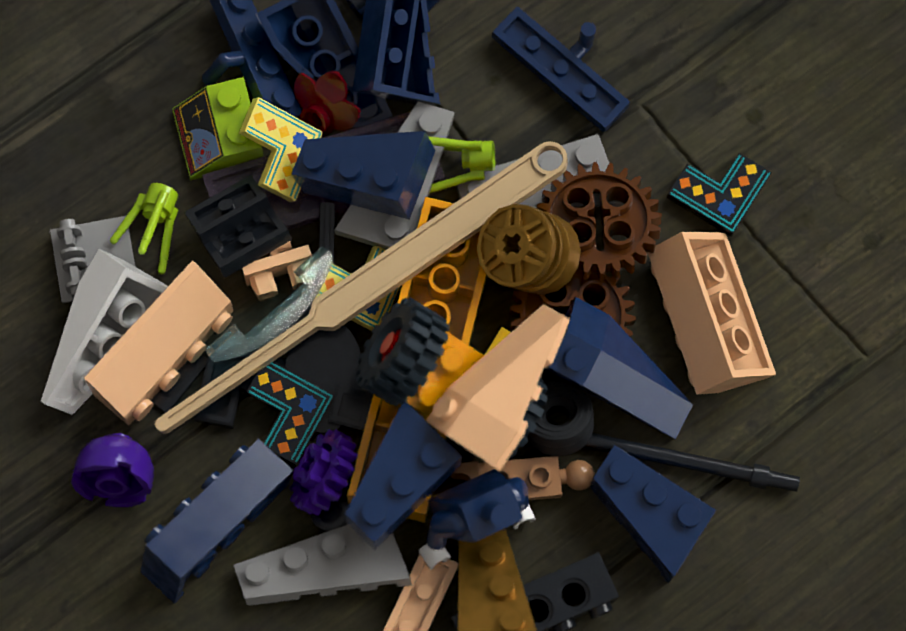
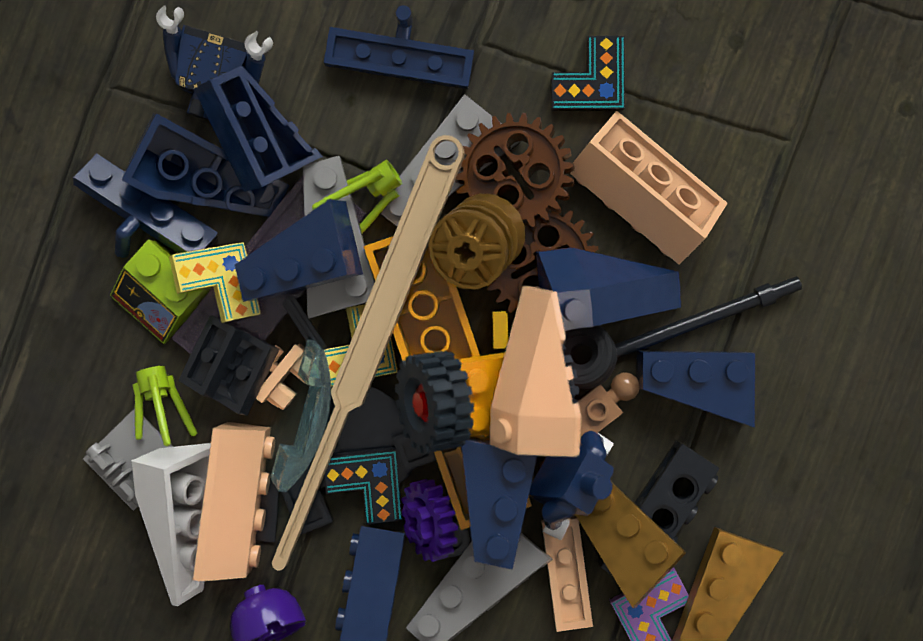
camera: 30 degrees left, 15 degrees up
(326, 102) = (229, 215): dark red plate -> none

